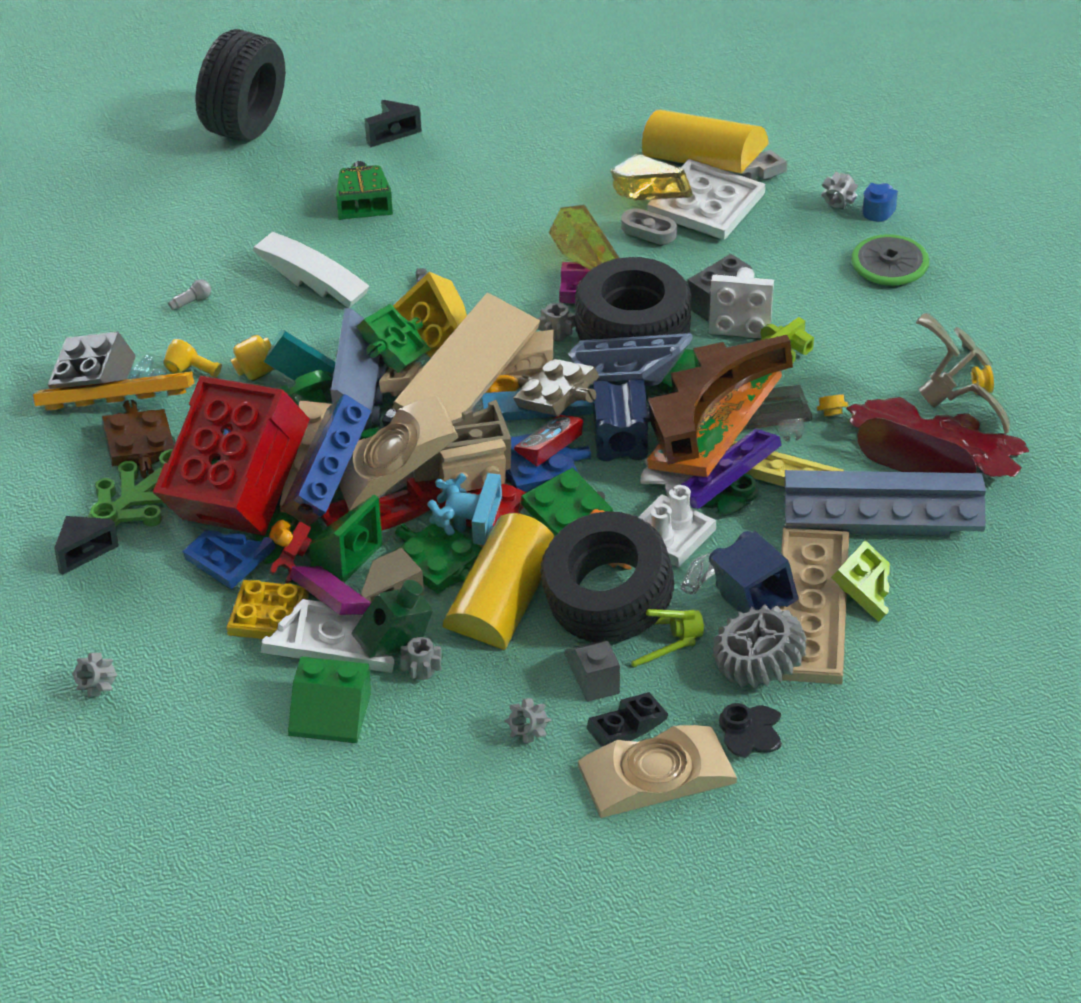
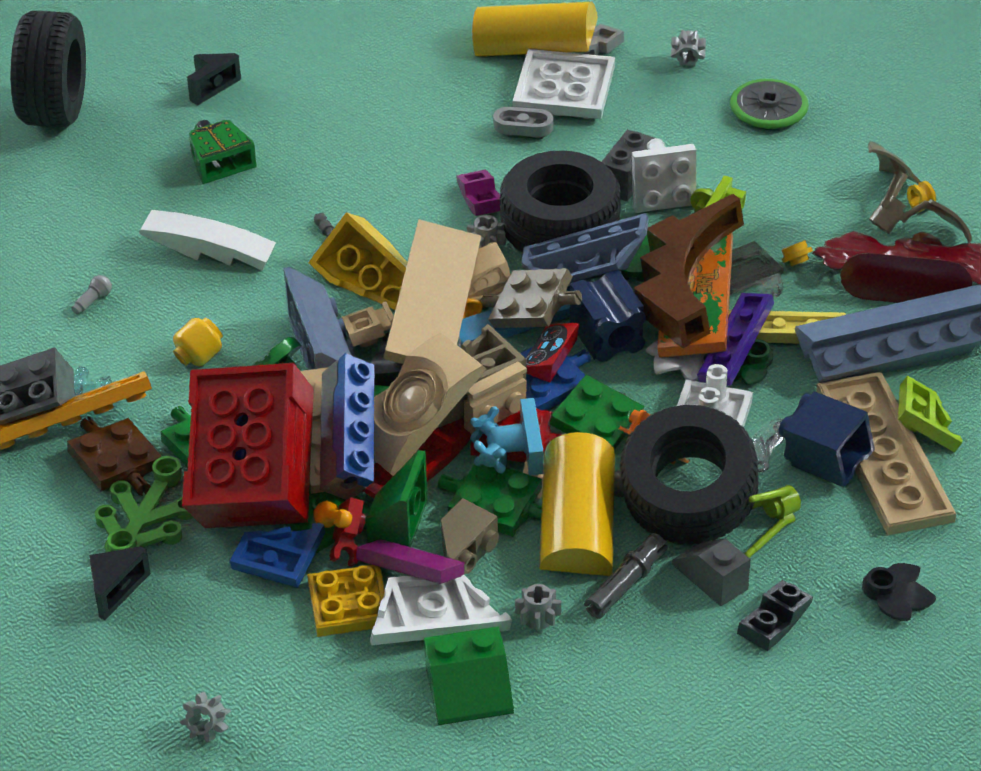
camera: 20 degrees left, 0 degrees up
(182, 356) = (119, 357): yellow bar -> none
(295, 357) = (250, 330): teal slope -> none
(393, 338) = (341, 287): green plate -> none
(393, 620) = (500, 574): dark green torso -> none
(518, 723) = (677, 650): light grey gear -> none
(526, 646) = (634, 566): none -> dark grey pin
(581, 237) = (471, 149): clear yellow slope -> none
(649, 179) = (507, 75): clear yellow slope -> none
(656, 769) = (828, 657): tan slope -> none
(759, 646) = (890, 501): light grey gear -> none
(879, 202) = (729, 51): blue plate -> none

